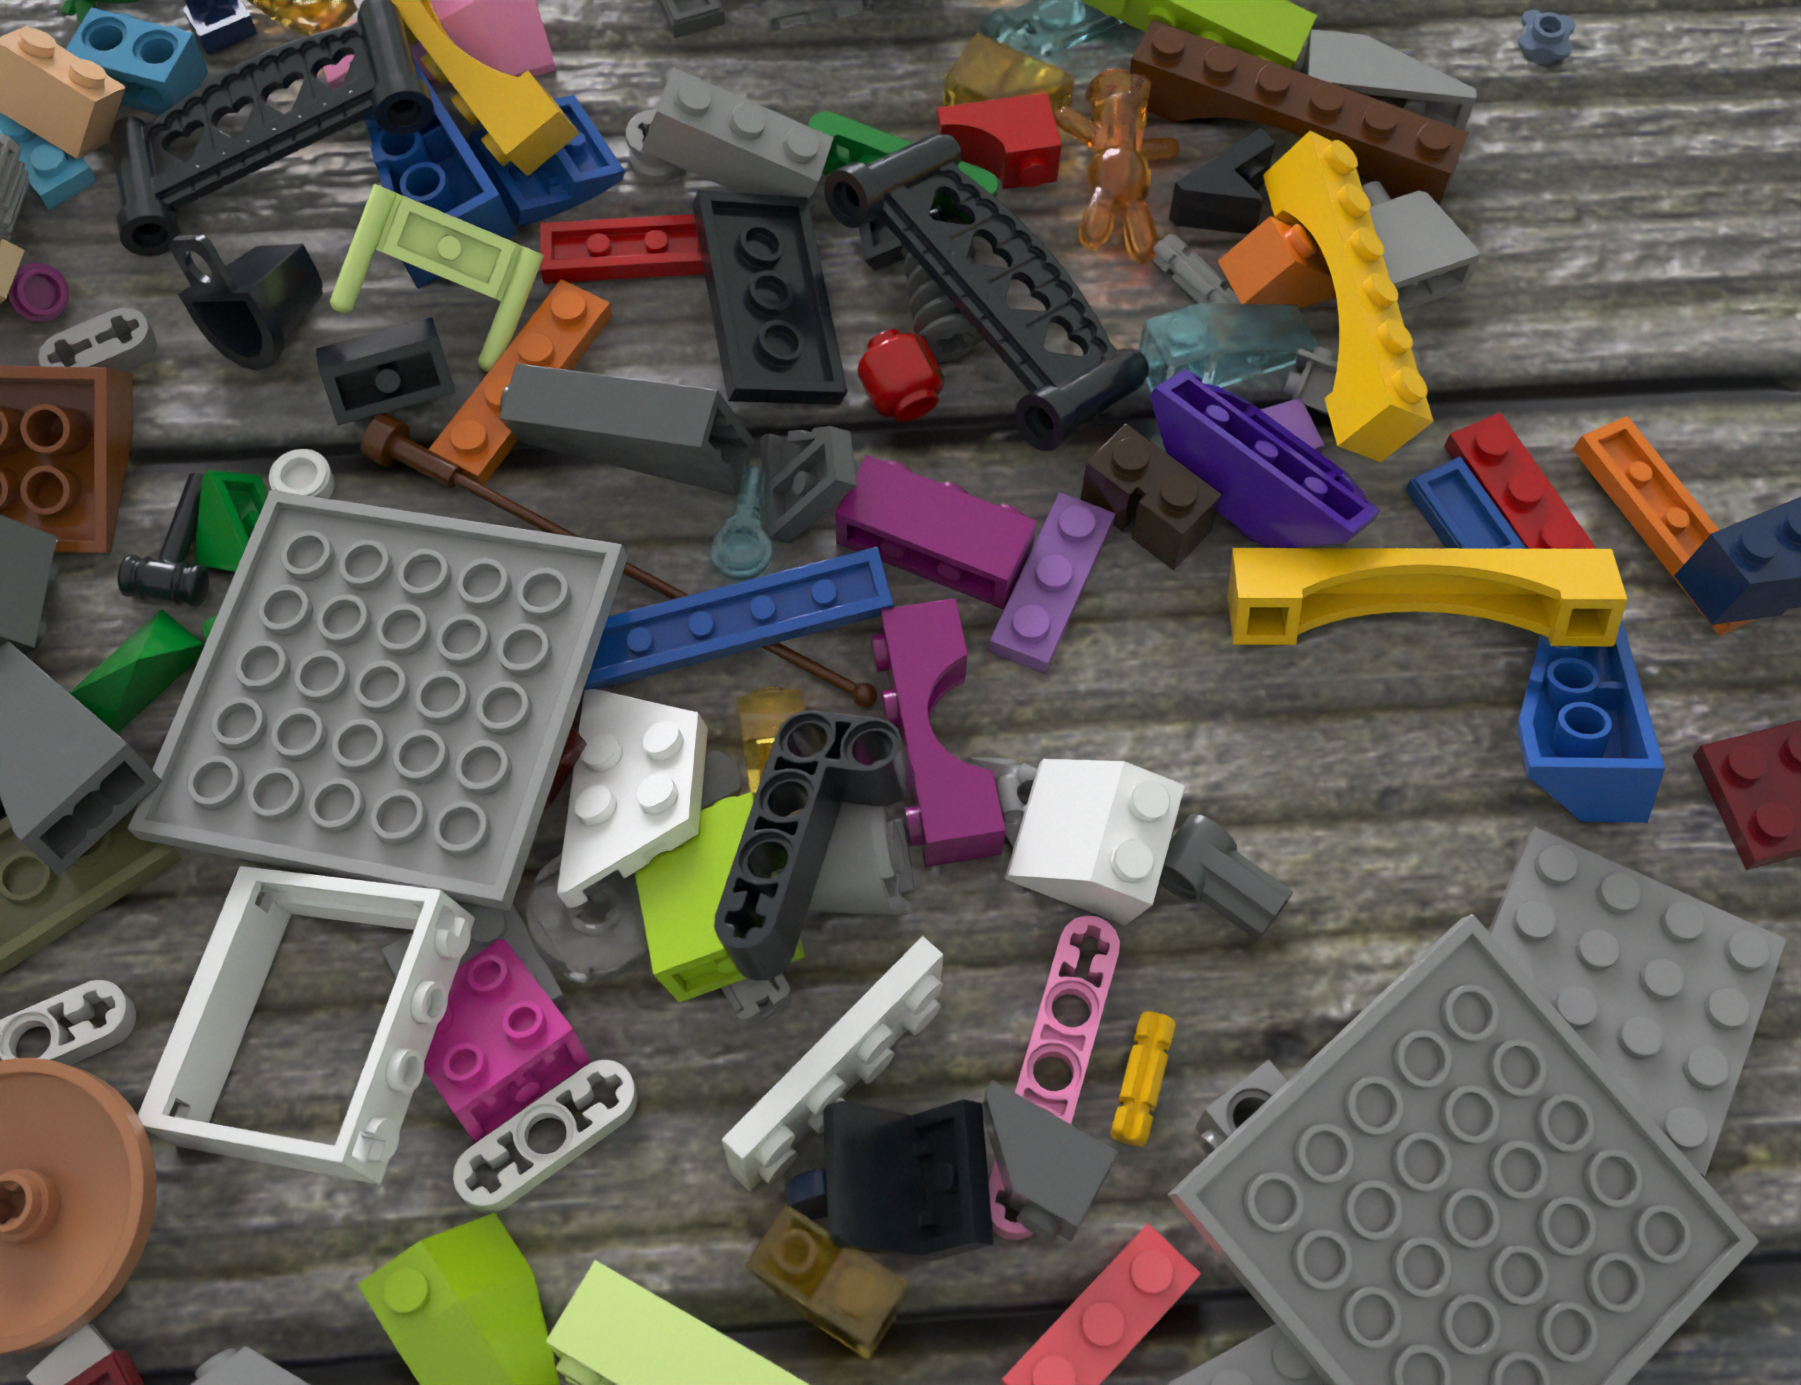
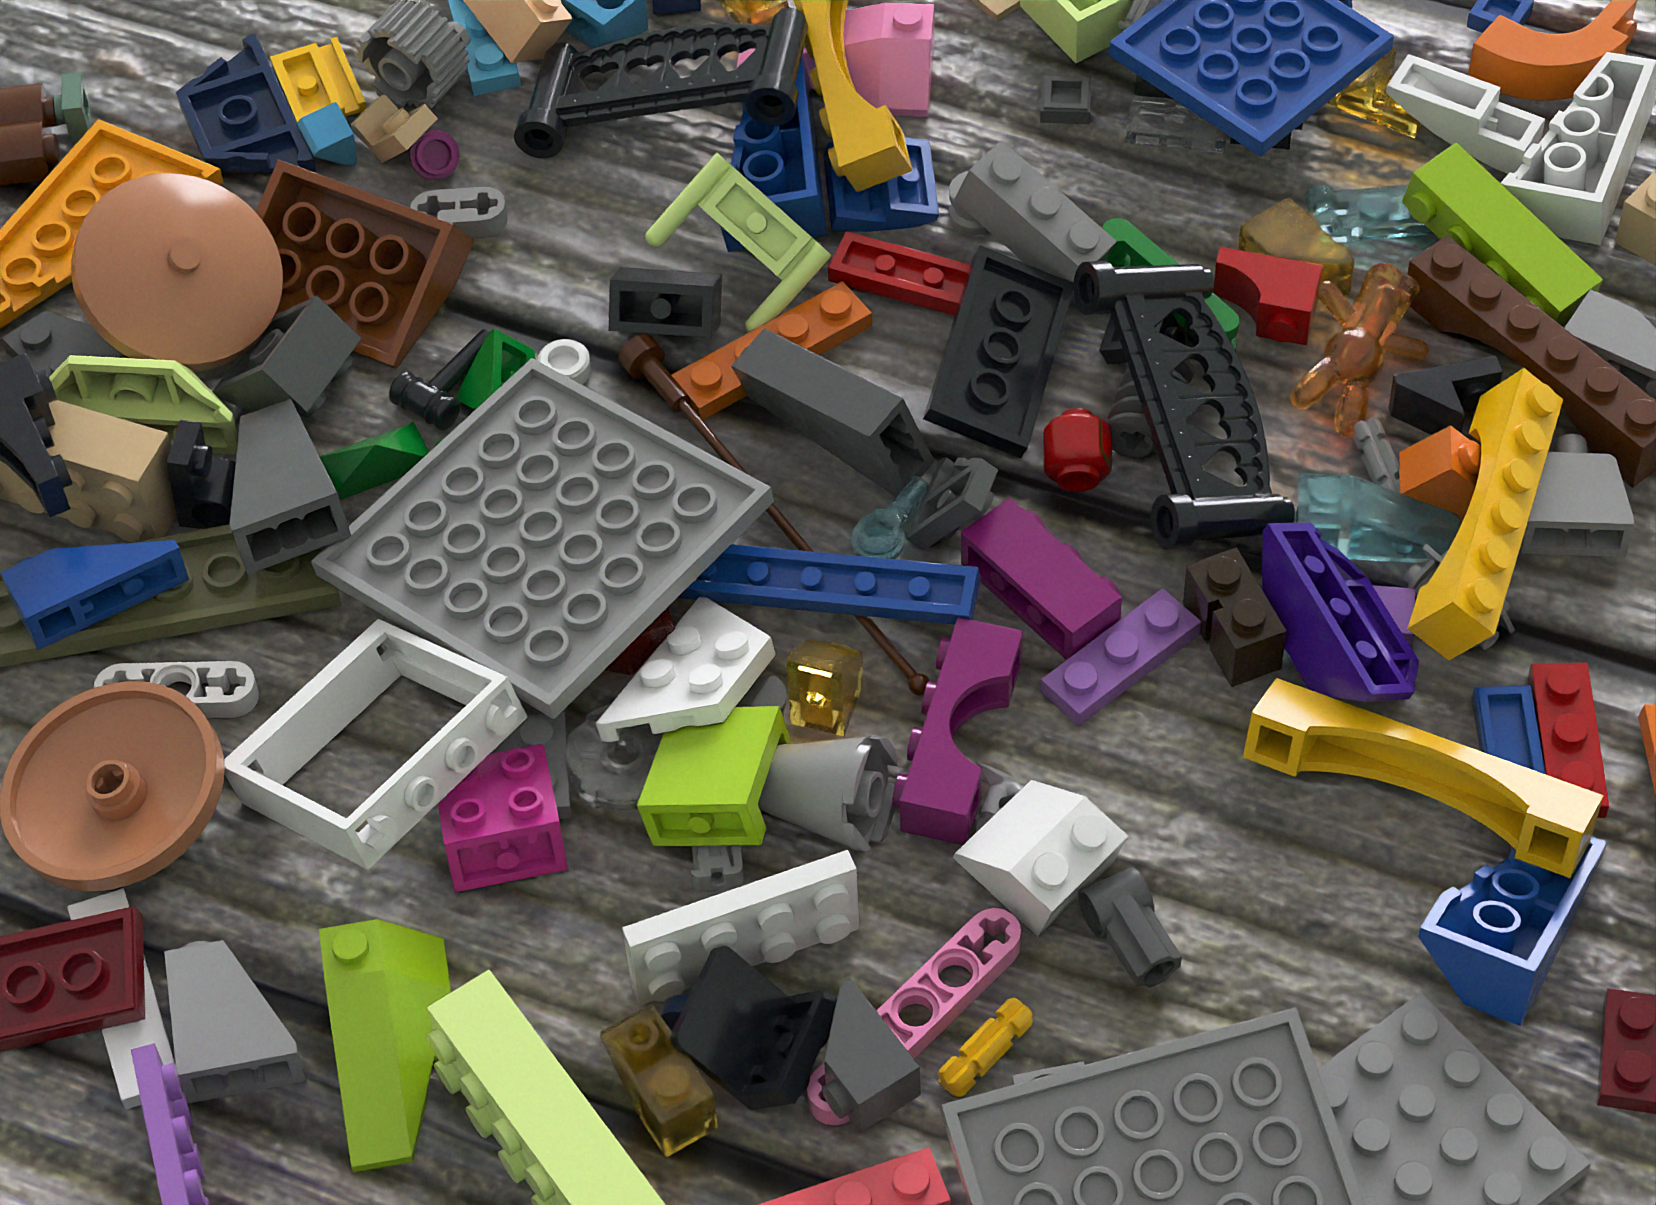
camera: 30 degrees right, 10 degrees down
(251, 301) = (590, 214): black container -> none
(492, 1150) = (487, 887): white beam -> none
(764, 916) = (788, 730): black beam -> none

